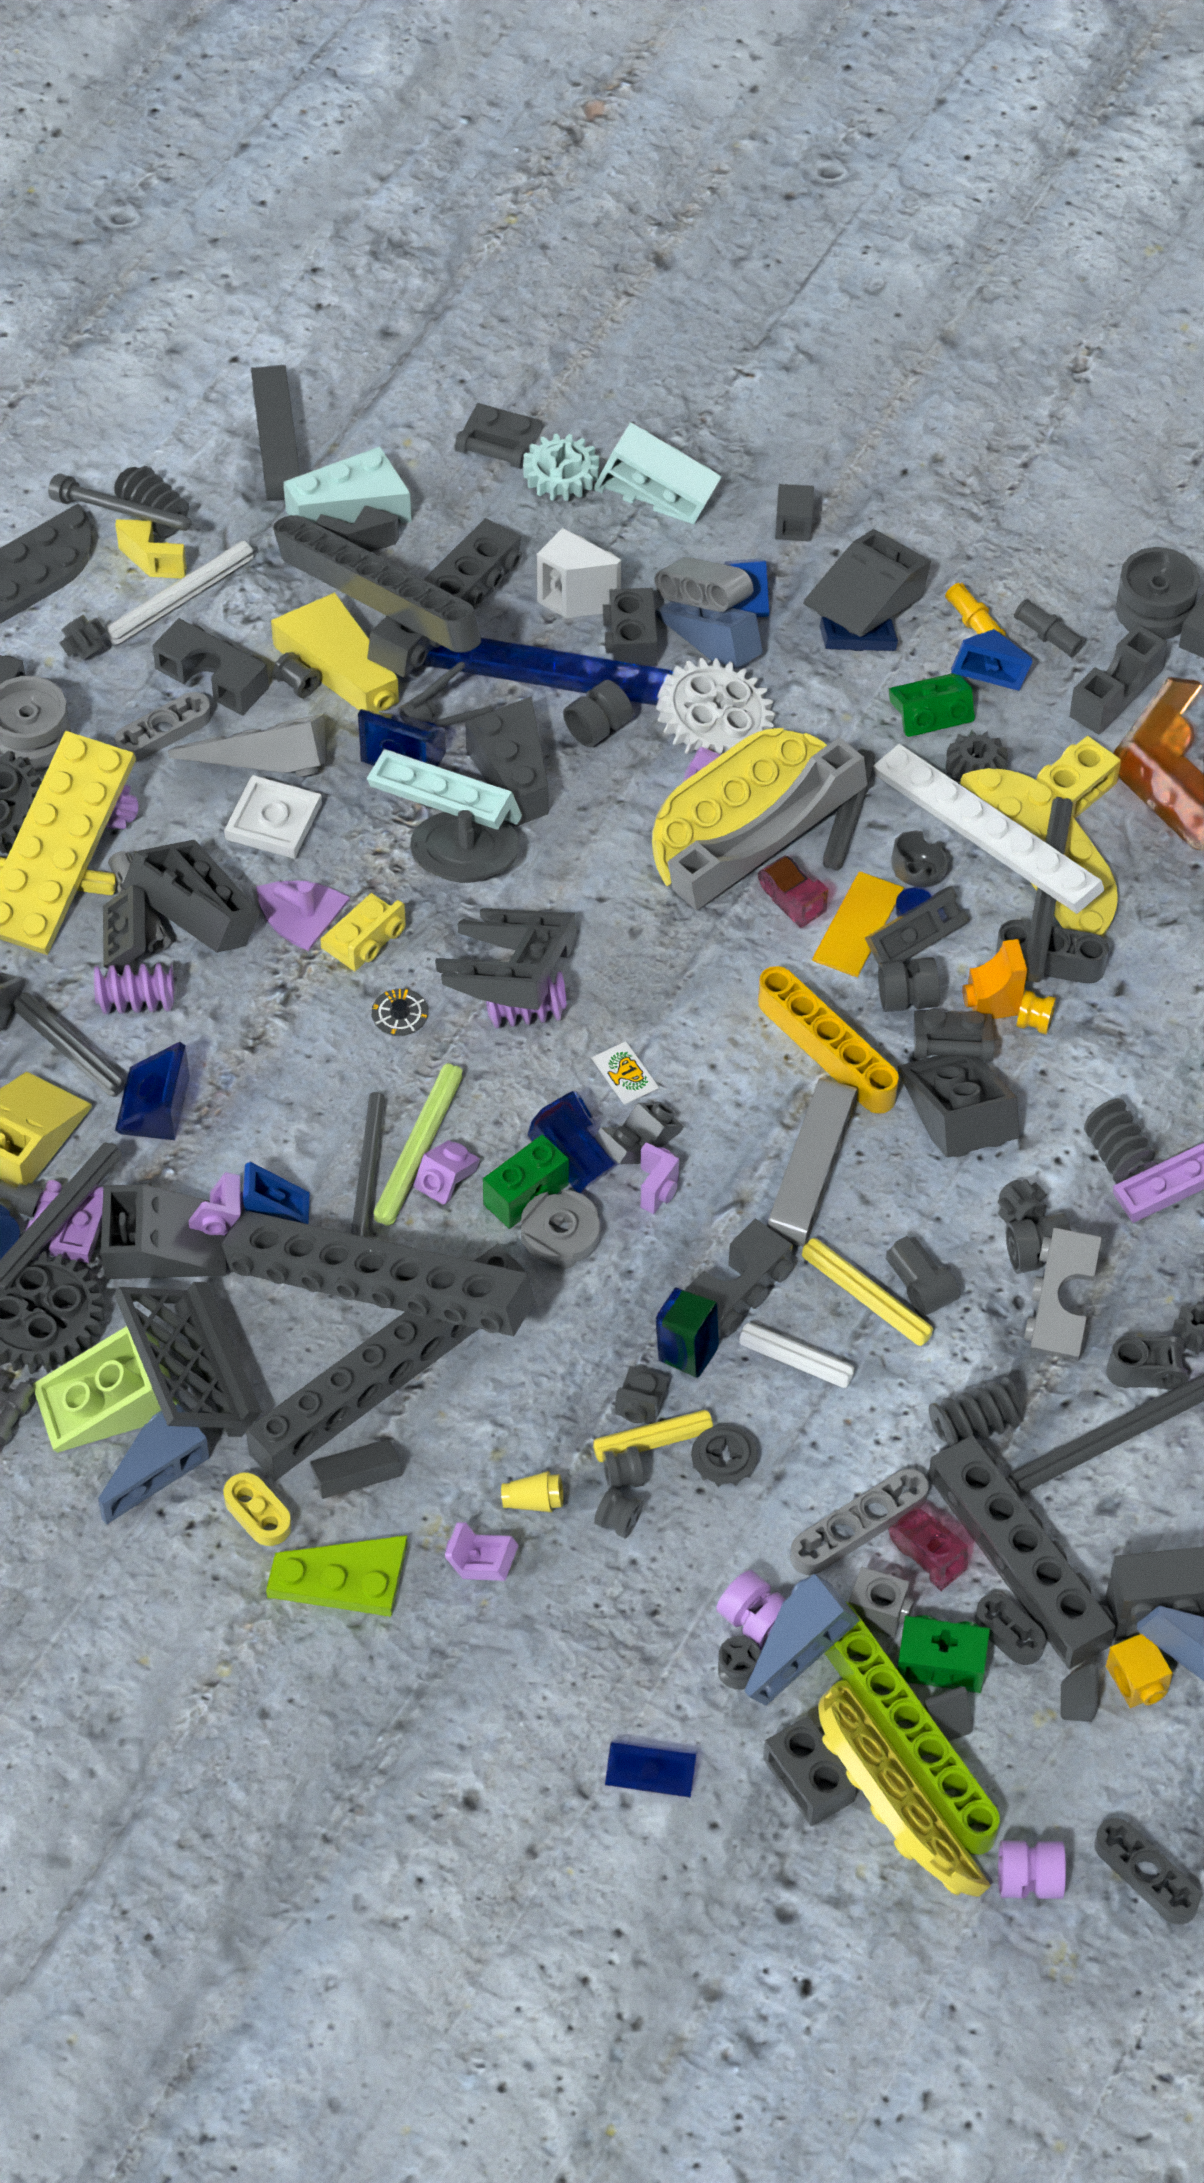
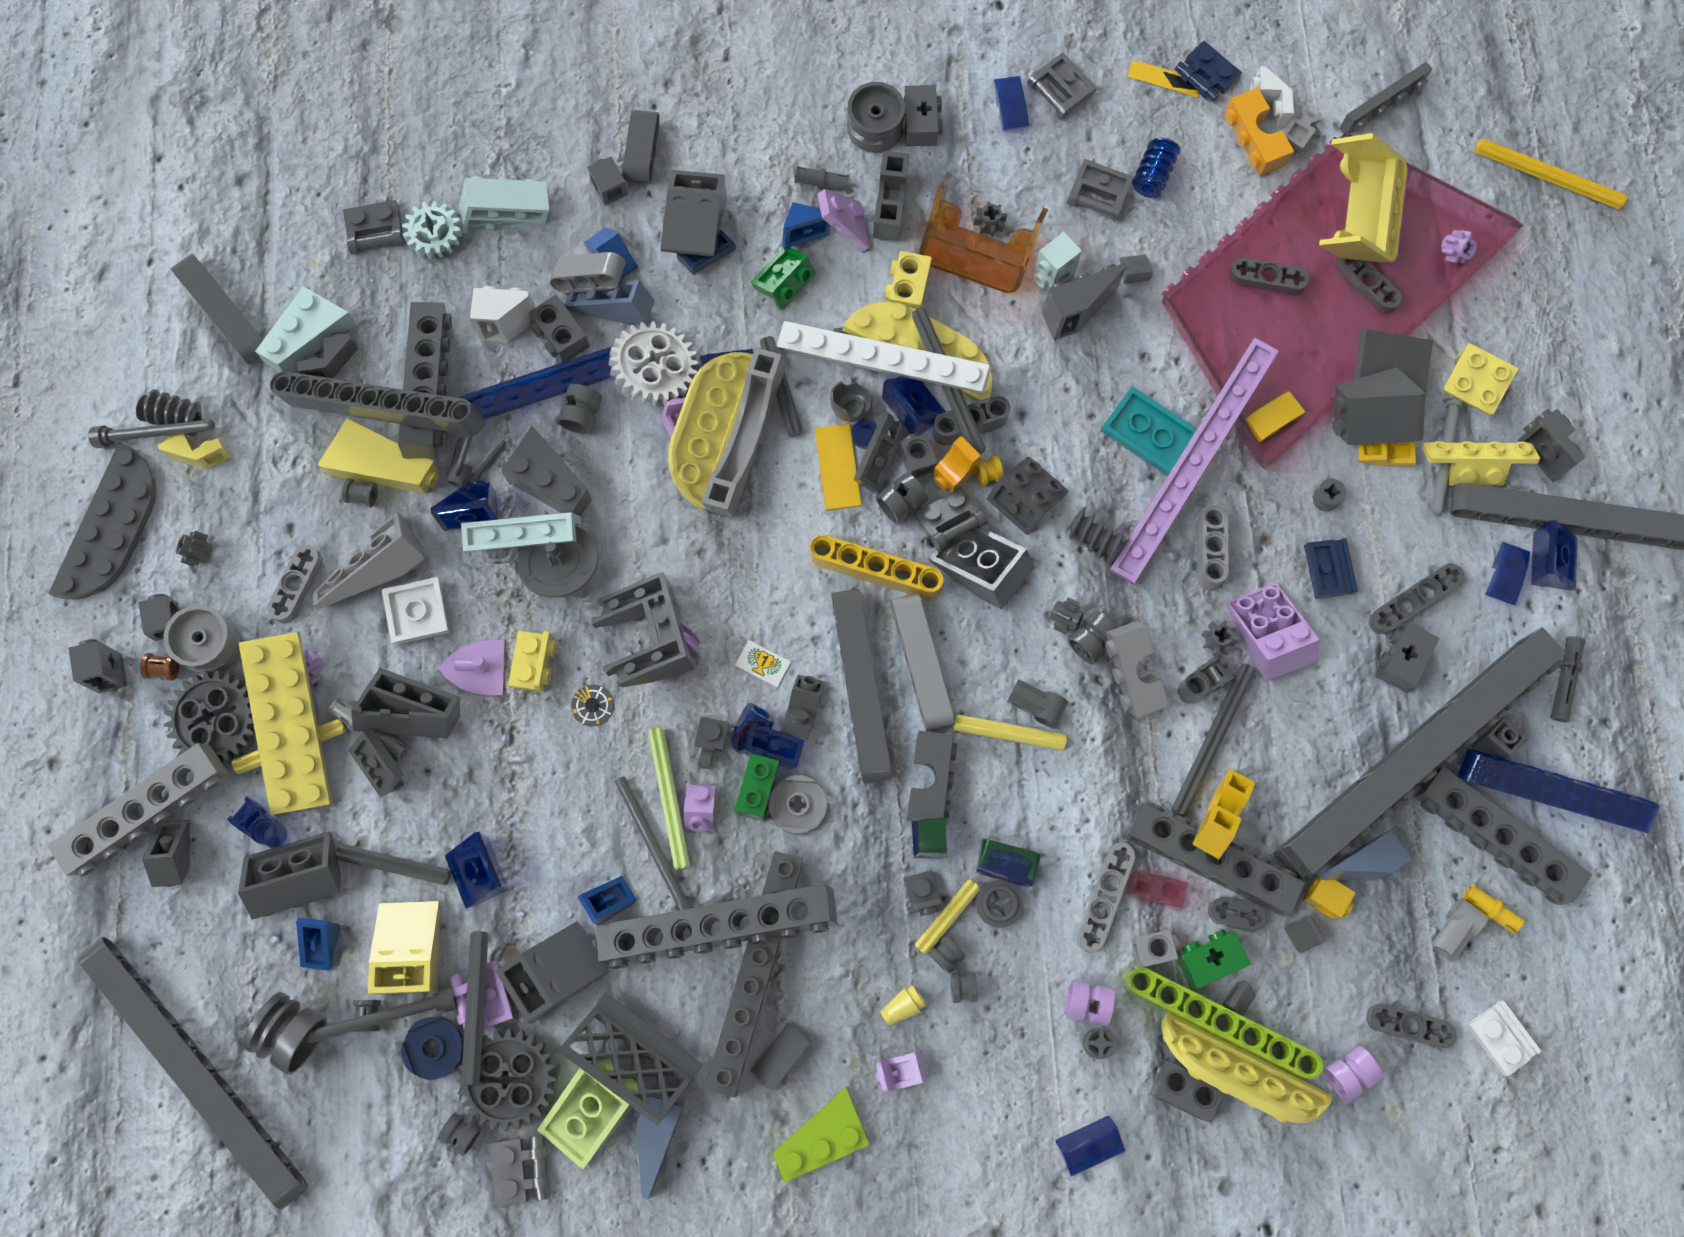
camera: 35 degrees left, 20 degrees up
(134, 988) = (411, 800): lavender piece -> none
(179, 592) = (236, 472): white axle -> none
(190, 650) = (273, 517): dark grey arch -> none
(222, 1210) = (581, 930): lavender bracket -> none
(259, 1511) = (741, 1129): light yellow plate -> none
(508, 1110) = (711, 738): none -> dark grey plate
(662, 1178) = (842, 737): lavender bracket -> none
(721, 1149) = (861, 686): none -> dark grey beam
(764, 1414) = (1007, 863): none -> piece
(794, 890) = (785, 468): clear pink leg -> none
(796, 1355) = (996, 804): white axle -> none
(803, 1631) = (1134, 1007): sand blue slope -> none
(858, 497) = (641, 146): none -> dark grey beam
(959, 953) = (918, 466): none -> dark grey brick
(973, 613) = (768, 194): yellow pin -> none
(974, 754) = (834, 297): dark grey gear -> none
(976, 1412) = (1131, 781): dark grey piece -> none
(991, 896) = (911, 403): none -> clear blue slope
(1045, 1496) = (1223, 813): none -> yellow arch
(1046, 673) = (845, 216): none -> lavender wing
(1063, 1054) = (1026, 494): none -> dark grey bracket

